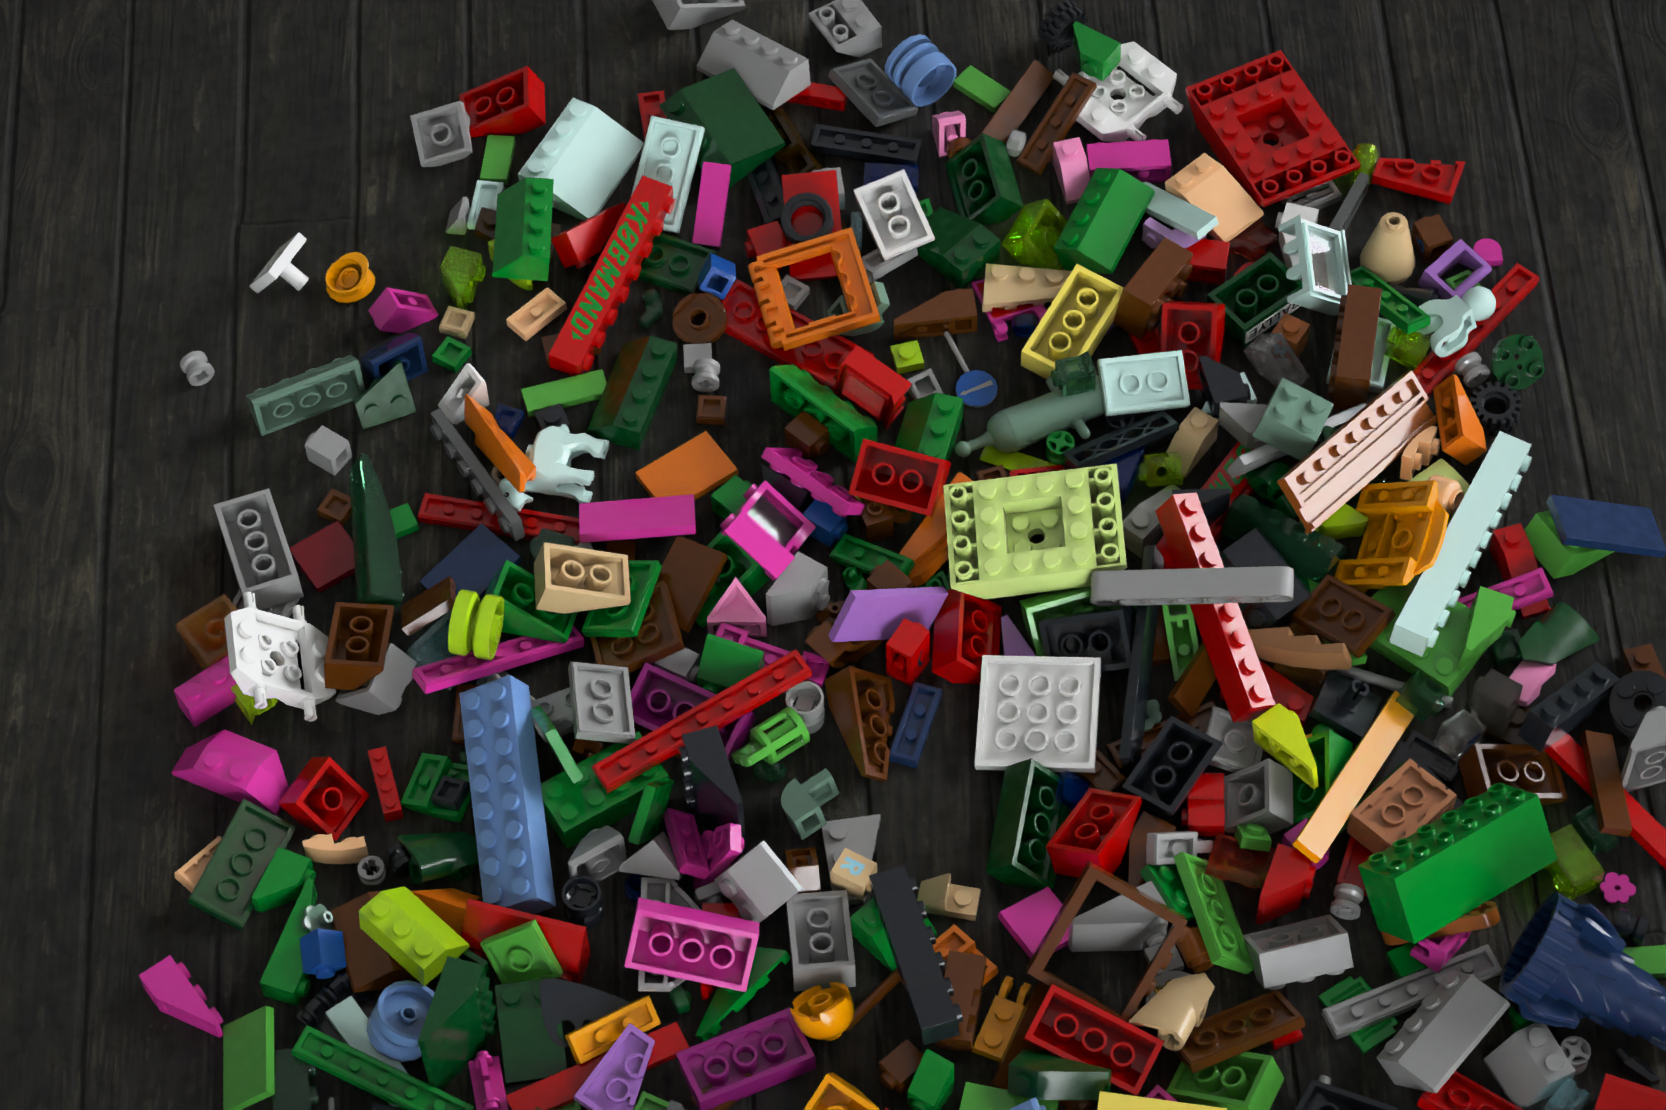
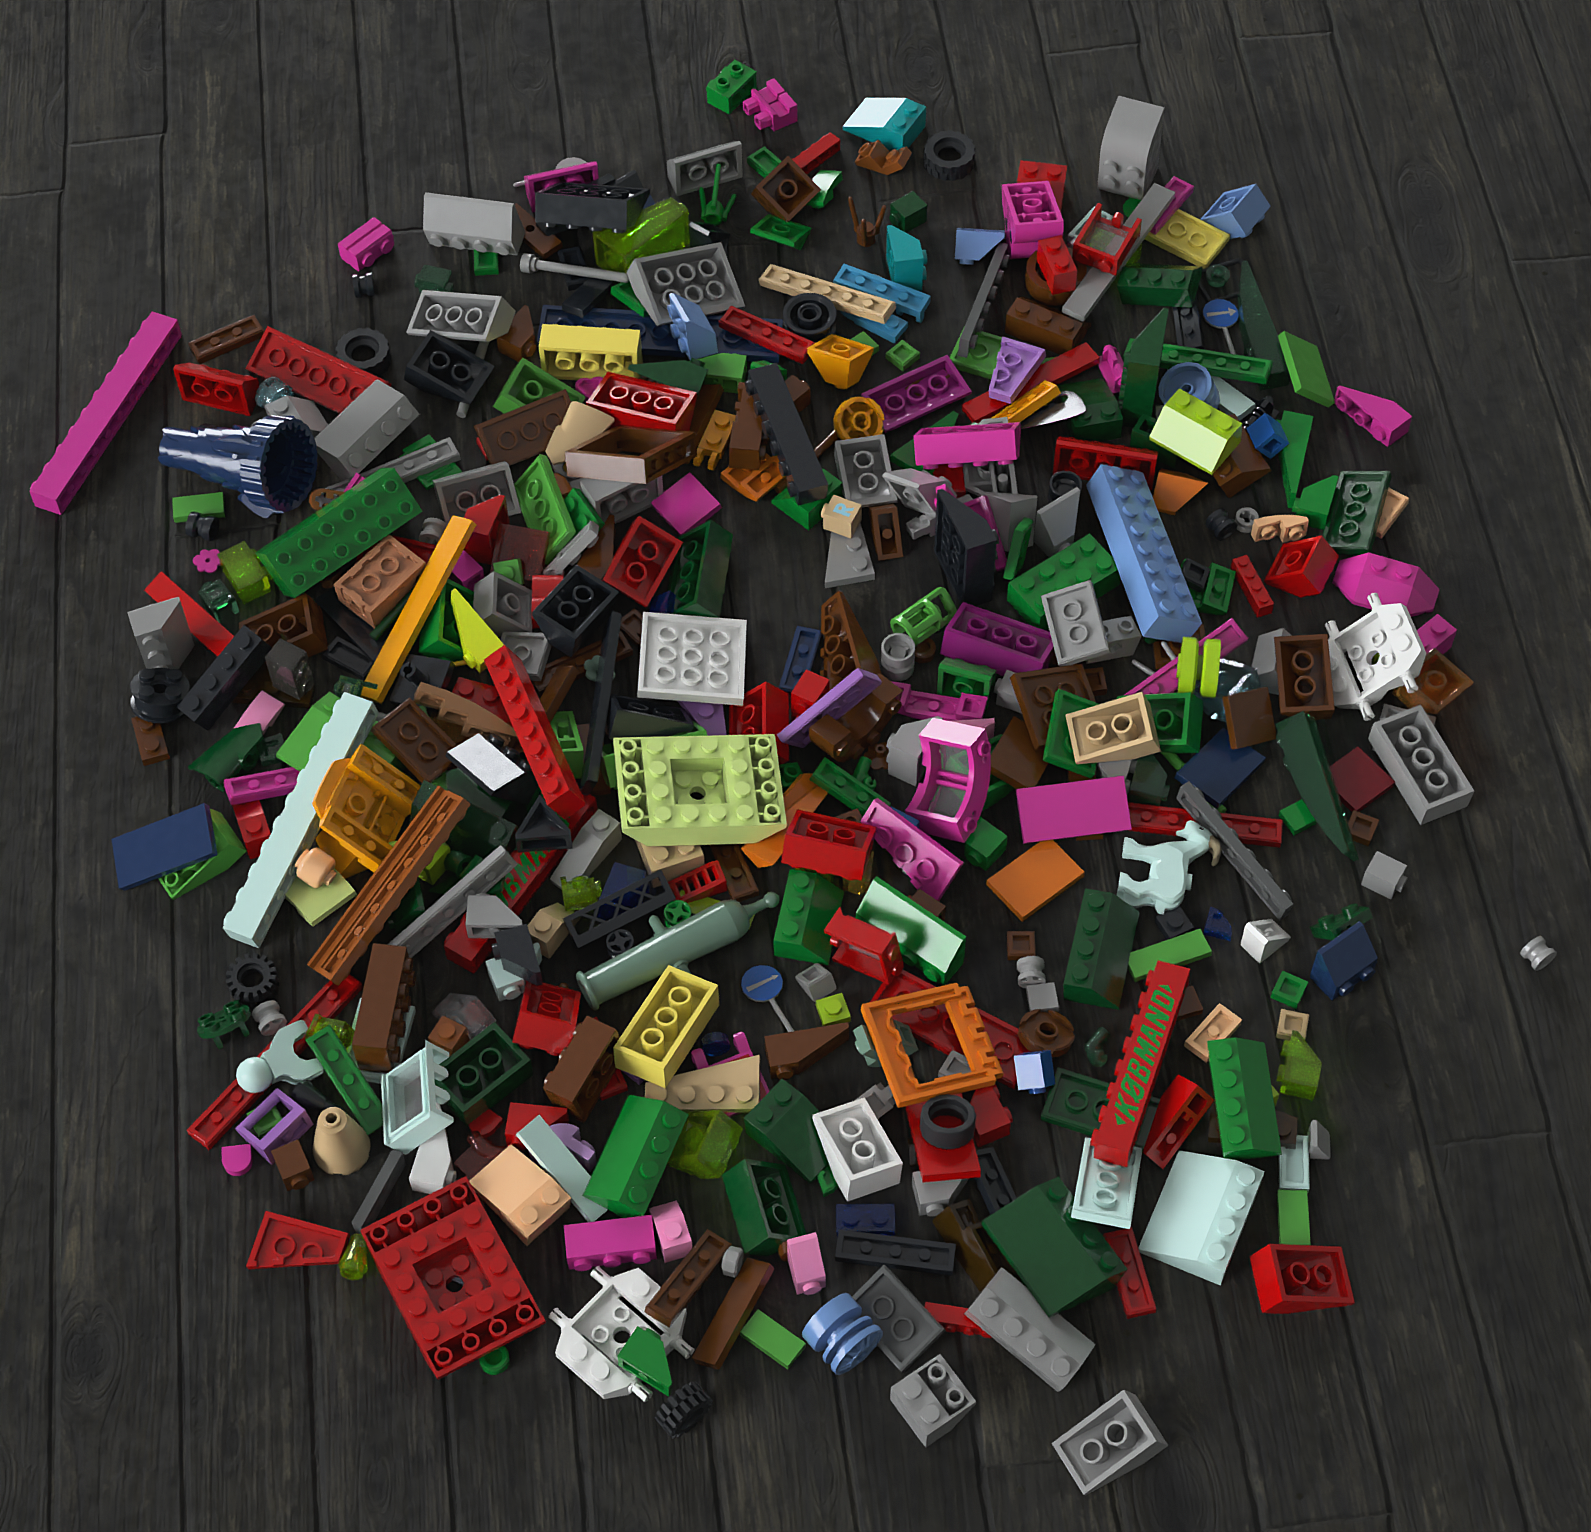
camera: 175 degrees right, 0 degrees up
(281, 265) = (1488, 1060): white tile -> none
(306, 394) = (1424, 924): sand green slope -> none
(317, 917) = (1279, 464): sand green plant -> none
(349, 278) = (1413, 1064): light orange piece -> none
(401, 310) = (1348, 1025): dark pink slope -> none
(440, 856) = (1193, 522): dark green panel -> none
(442, 134) = (1359, 1232): light grey slope -> none
(498, 445) = (1215, 870): orange wedge -> none
(521, 954) = (1105, 437): bright green tile -> none
(556, 744) = (1108, 578): tile -> none
(711, 204) = (1051, 1153): dark pink tile -> none
(717, 710) = (983, 615): red tile -> none
(804, 800) = (892, 577): sand green brick -> none
(856, 224) = (897, 1139): clear light blue tile -> none
(949, 899) = (767, 524): tan slope -> none
(1074, 375) = (665, 950): clear green window -> none
(1143, 383) = (596, 958): light aqua tile -> none
(1192, 586) = (550, 714): light grey beam -> none
(1293, 419) = (451, 892): sand green brick -> none
(1419, 452) = (325, 925): light nougat slope -> none
(1457, 422) = (290, 952): orange slope -> none
(1459, 734) = (326, 662): clear brick -> none
(1485, 623) = (290, 735): bright green slope -> none
(1606, 783) = (203, 620): reddish brown tile -> none

